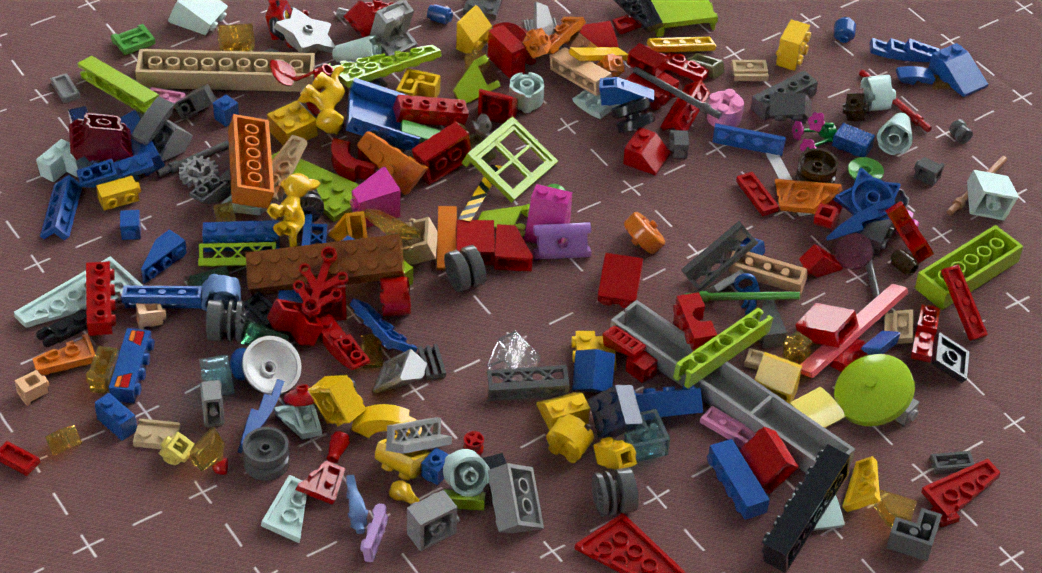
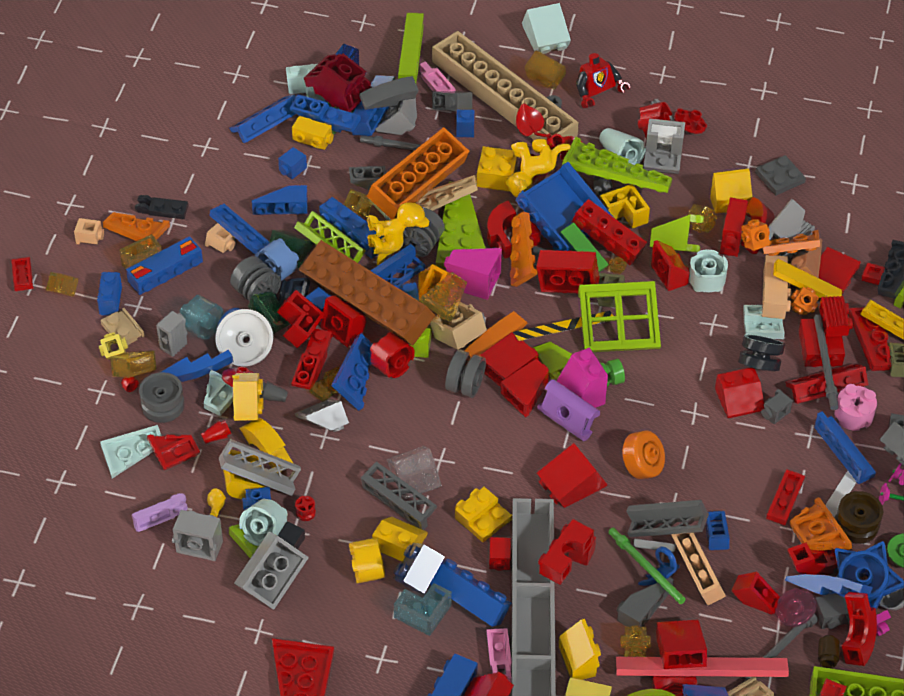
camera: 50 degrees right, 5 degrees up
(65, 88) = (384, 27): light grey tile -> none
(69, 297) = (199, 188): light aqua wing -> none
(99, 298) = (198, 200): red brick -> none
(133, 39) = (475, 21): bright green plate -> none
(197, 171) = (386, 155): light grey gear -> none
(305, 33) = (599, 101): plate -> none
(320, 285) = (336, 302): red plant -> none
(357, 509) = (163, 484): medium blue animal -> none
(429, 350) = (363, 413): dark grey tile -> none
(439, 14) = (730, 158): blue brick -> none
(482, 125) = (633, 273): light grey hinge -> none
(593, 370) = (455, 529): blue slope -> none
(614, 453) = (381, 599): yellow brick -> none
(615, 491) = (342, 625): dark grey wheel -> none
(619, 91) = (778, 326): blue slope -> none
(621, 341) = (501, 522): red slope -> none
(722, 348) = (544, 588): lime piece -> none
(753, 359) = (598, 623): tan tile -> none

